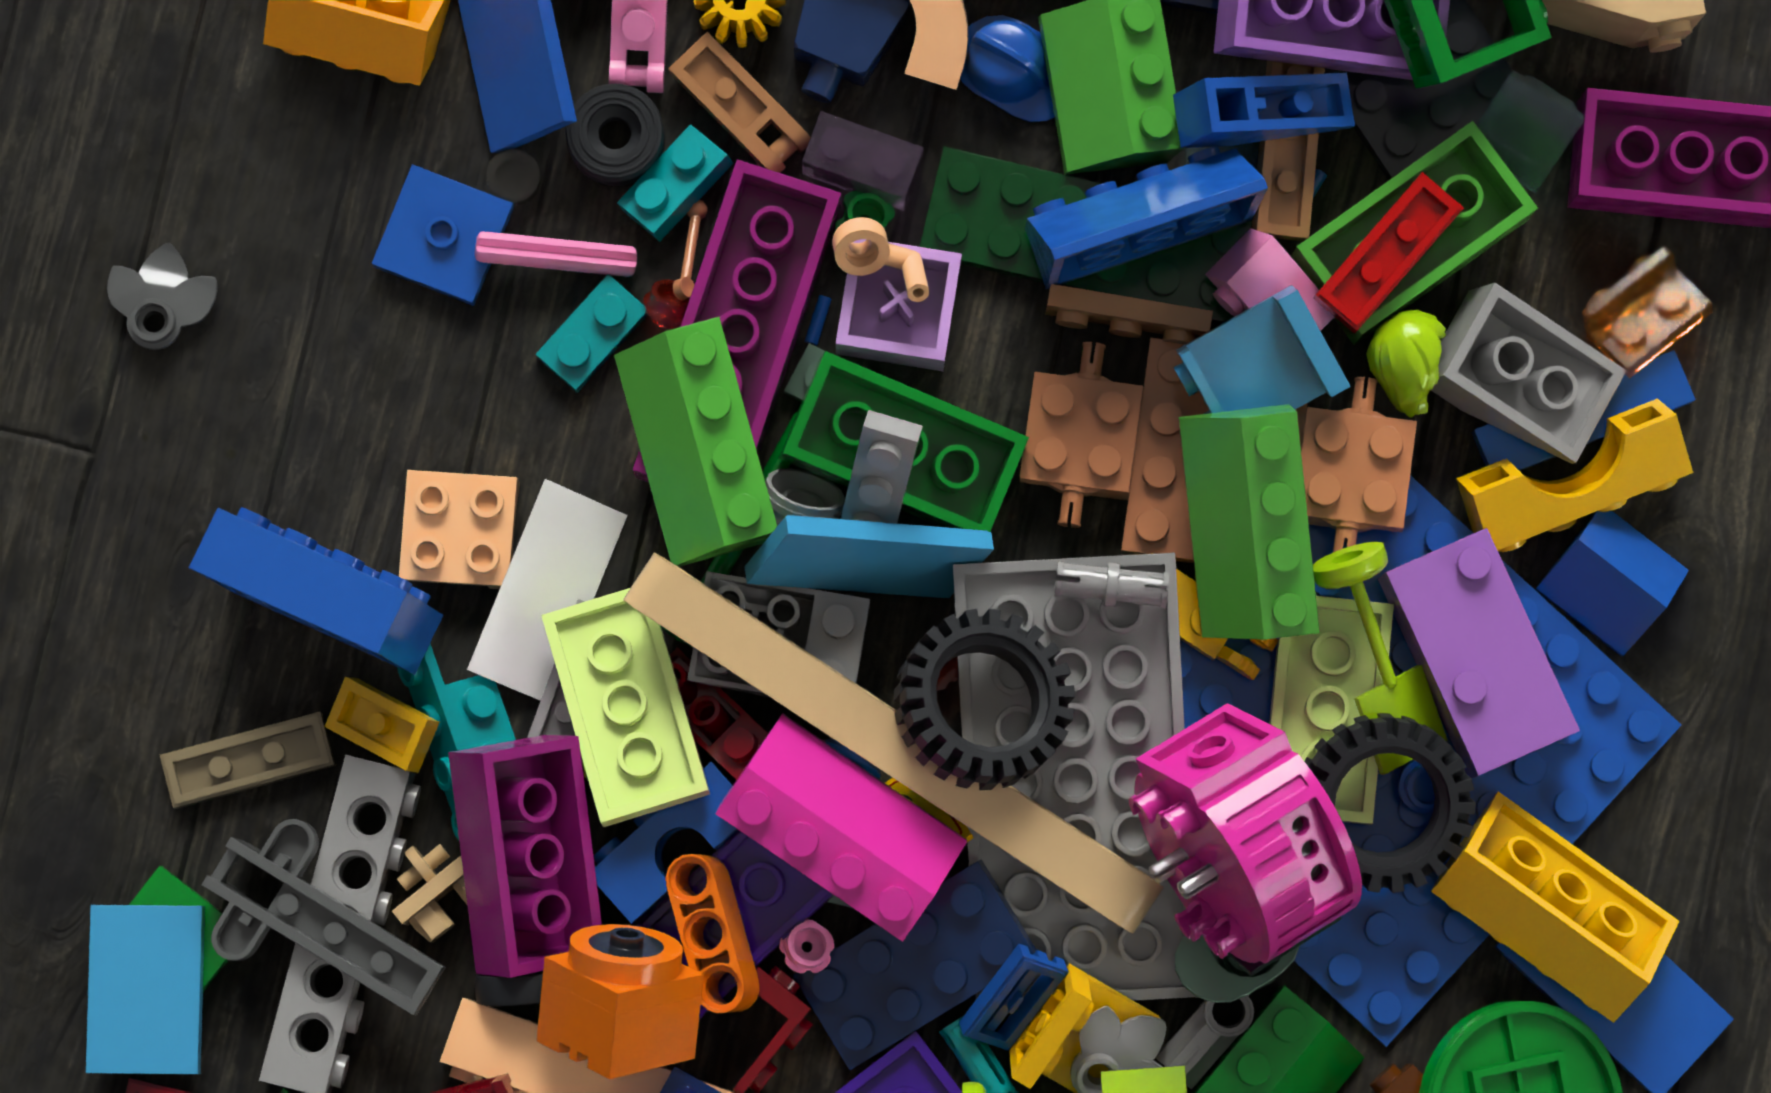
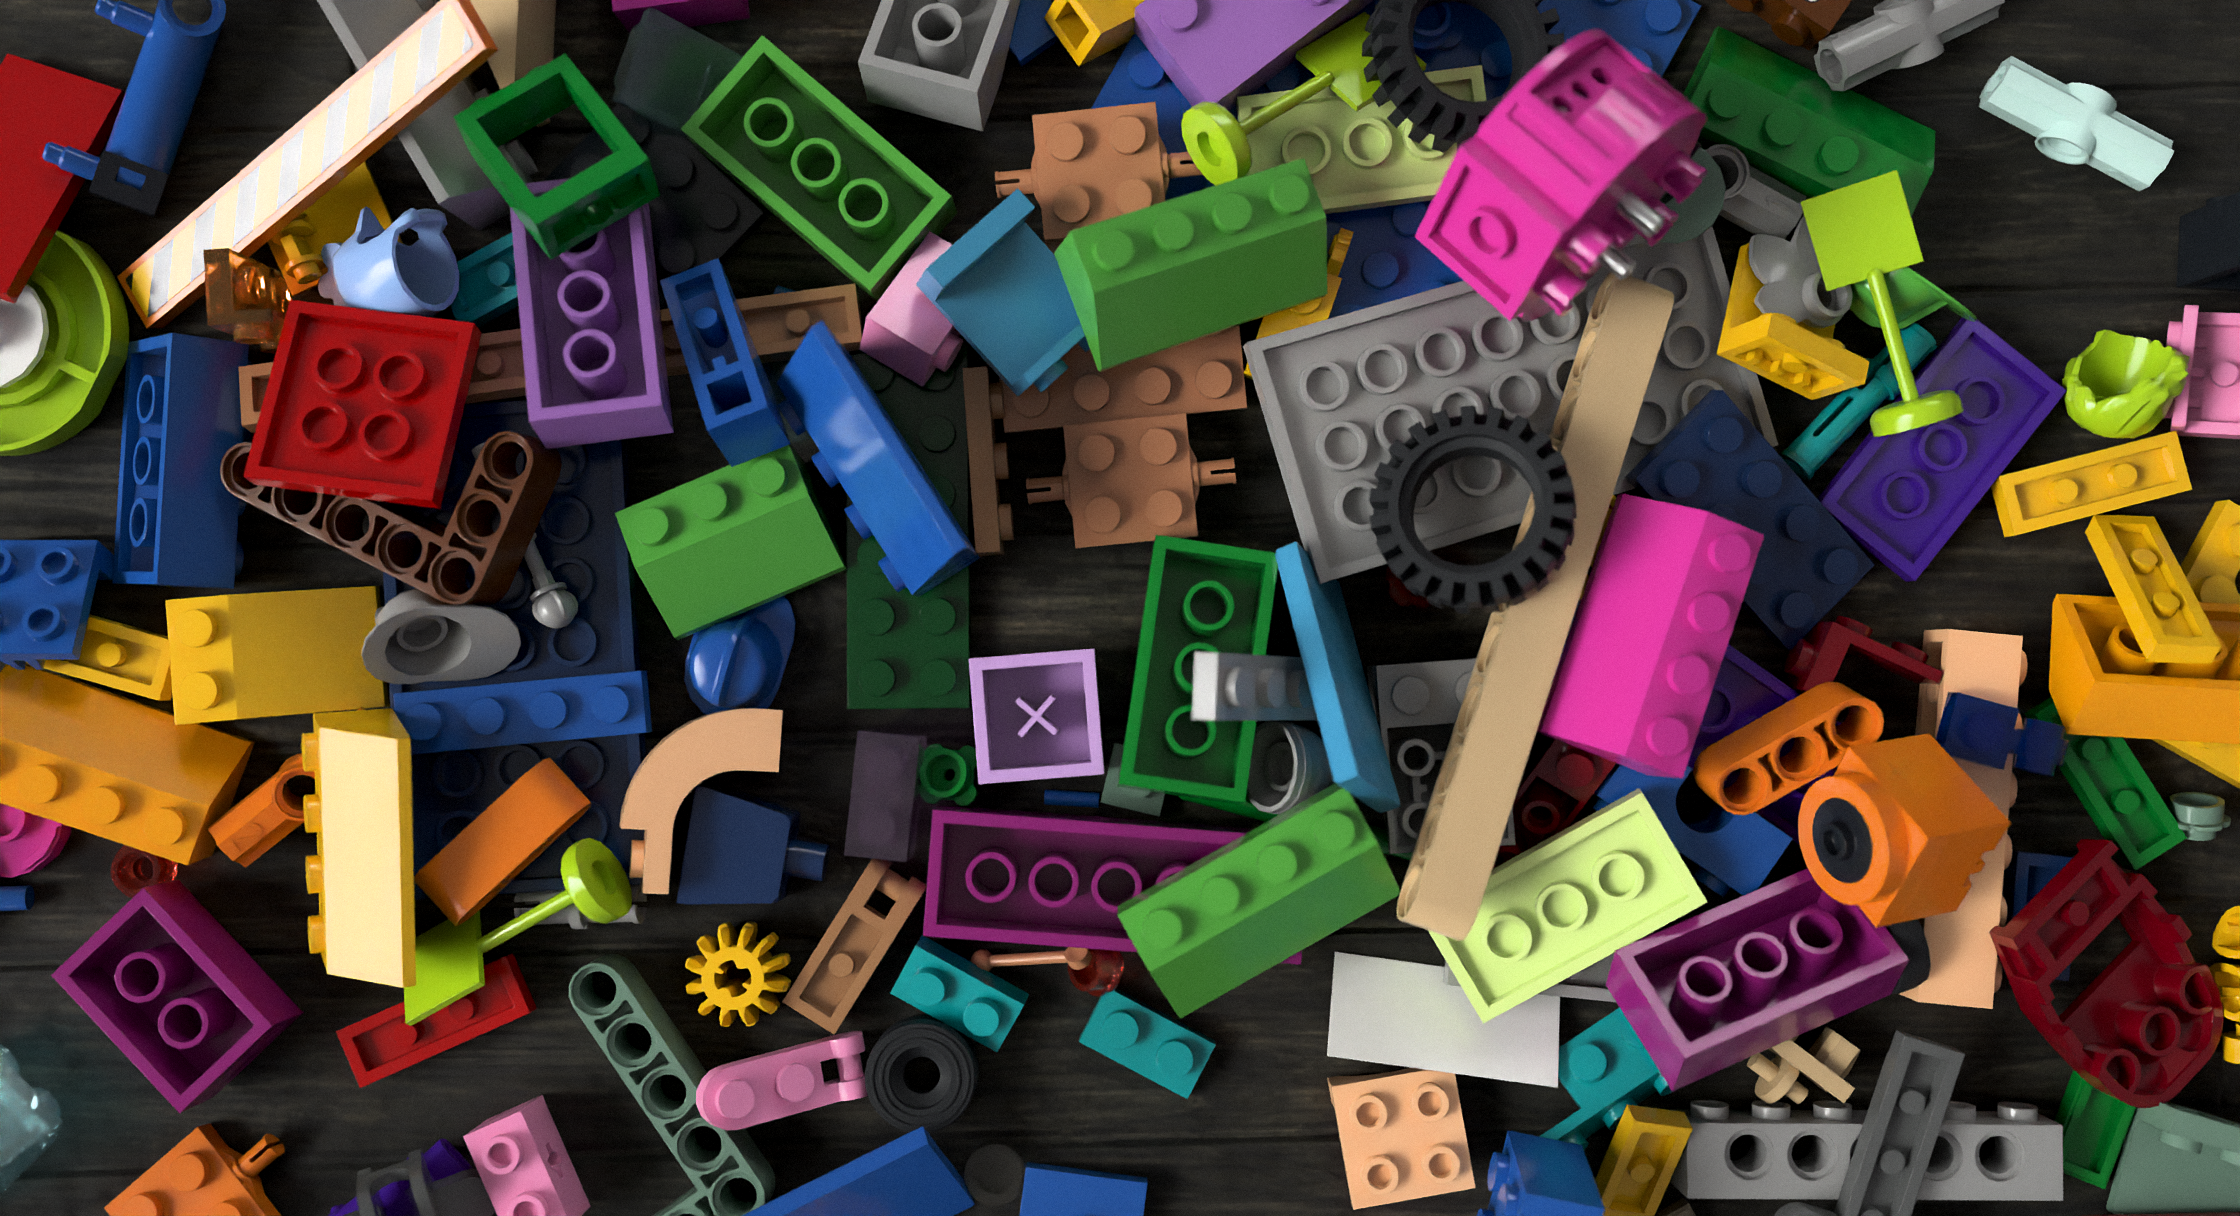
camera: 100 degrees left, 5 degrees up
(555, 254) = (1072, 1106): bright pink axle -> none
(817, 958) = (1771, 626): bright pink plate -> none
(876, 252) = (993, 769): light nougat plate -> none
(1005, 996) = (1767, 405): blue tile -> none
(1111, 584) = (1303, 401): light grey pin -> none
(1388, 252) = (853, 185): red tile -> none
(1407, 358) = (964, 141): lime hair -> none

